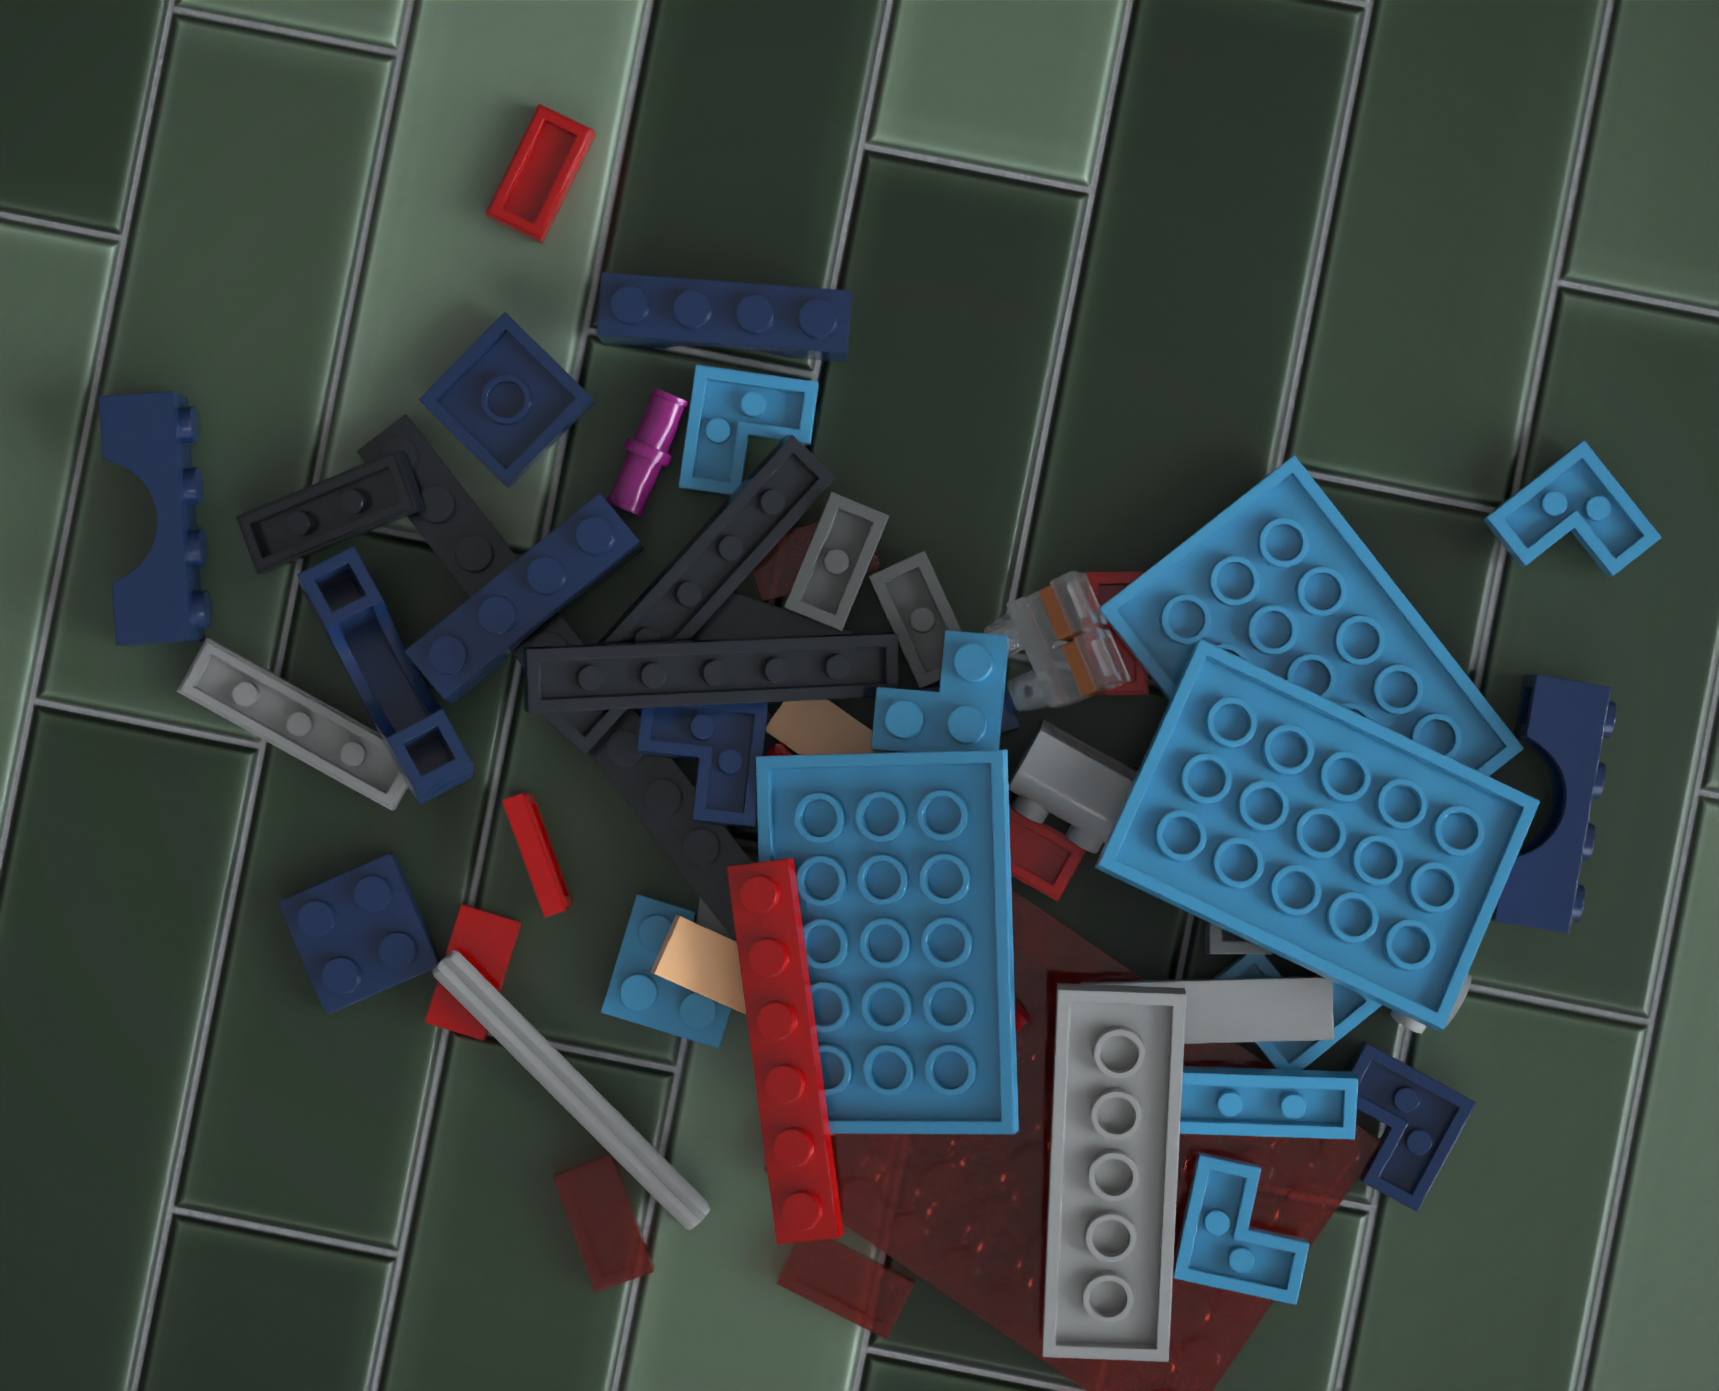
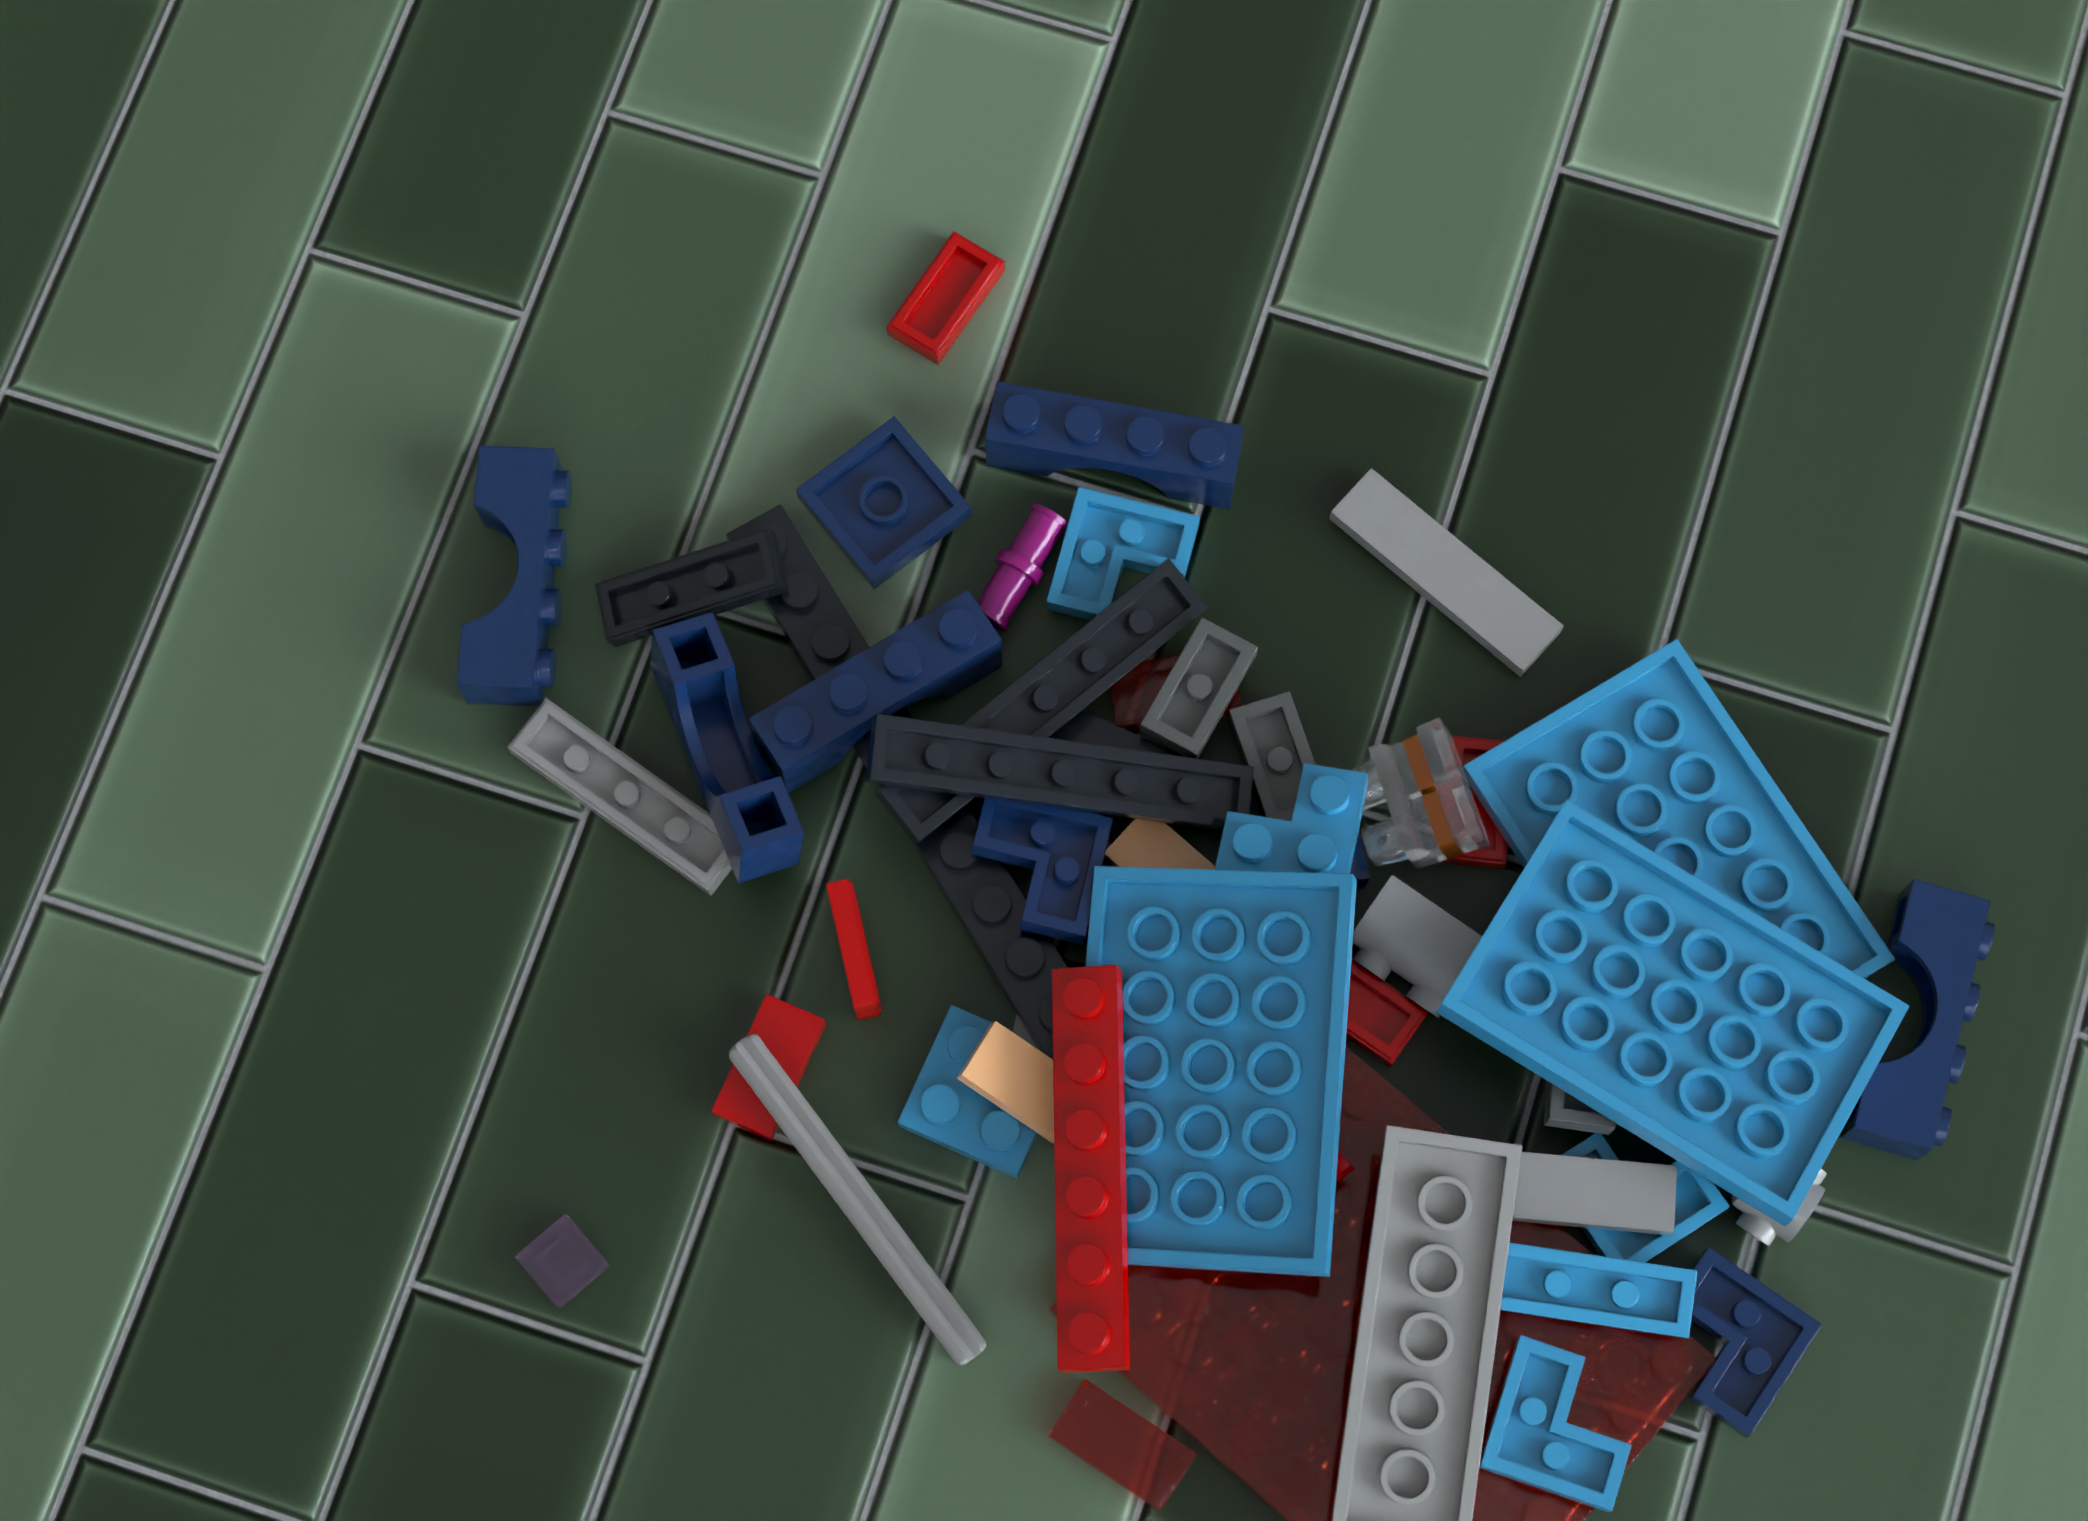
camera: 10 degrees right, 15 degrees down
(307, 1175) = (562, 1261): none -> clear purple tile
(360, 933) = (656, 1014): dark blue plate -> none
(604, 1223) = (870, 1350): clear red tile -> none
(1064, 405) = (1446, 572): none -> light grey tile
(1579, 498) = (1965, 717): dark azure plate -> none

